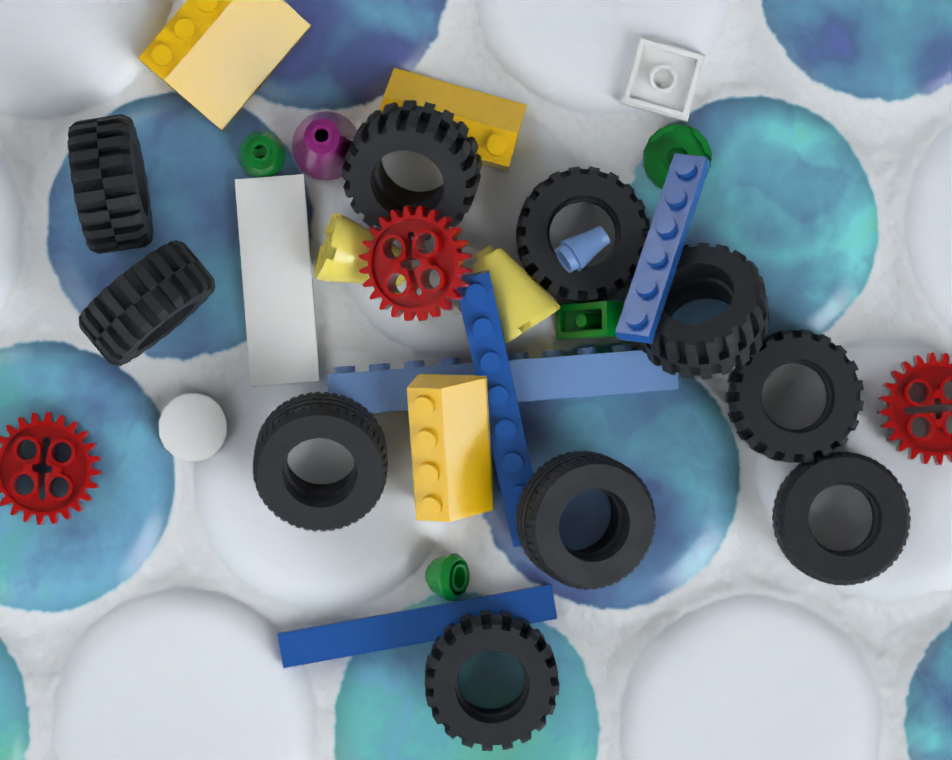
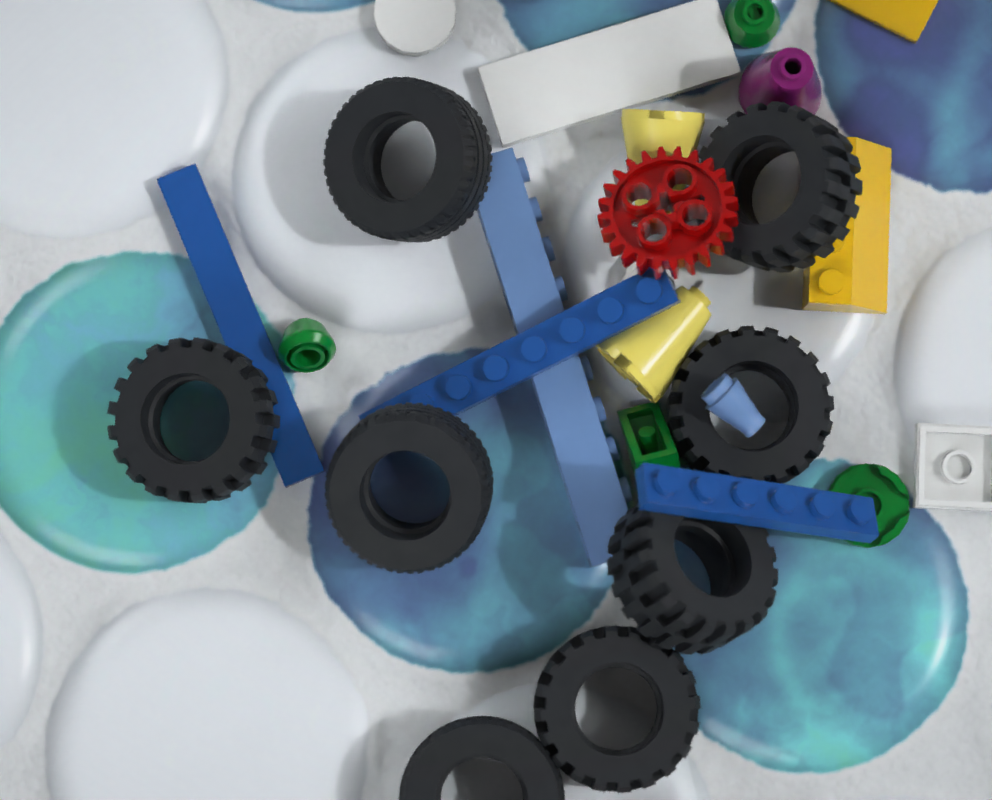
camera: 85 degrees right, 5 degrees down
(450, 446) = (460, 307): yellow slope -> none

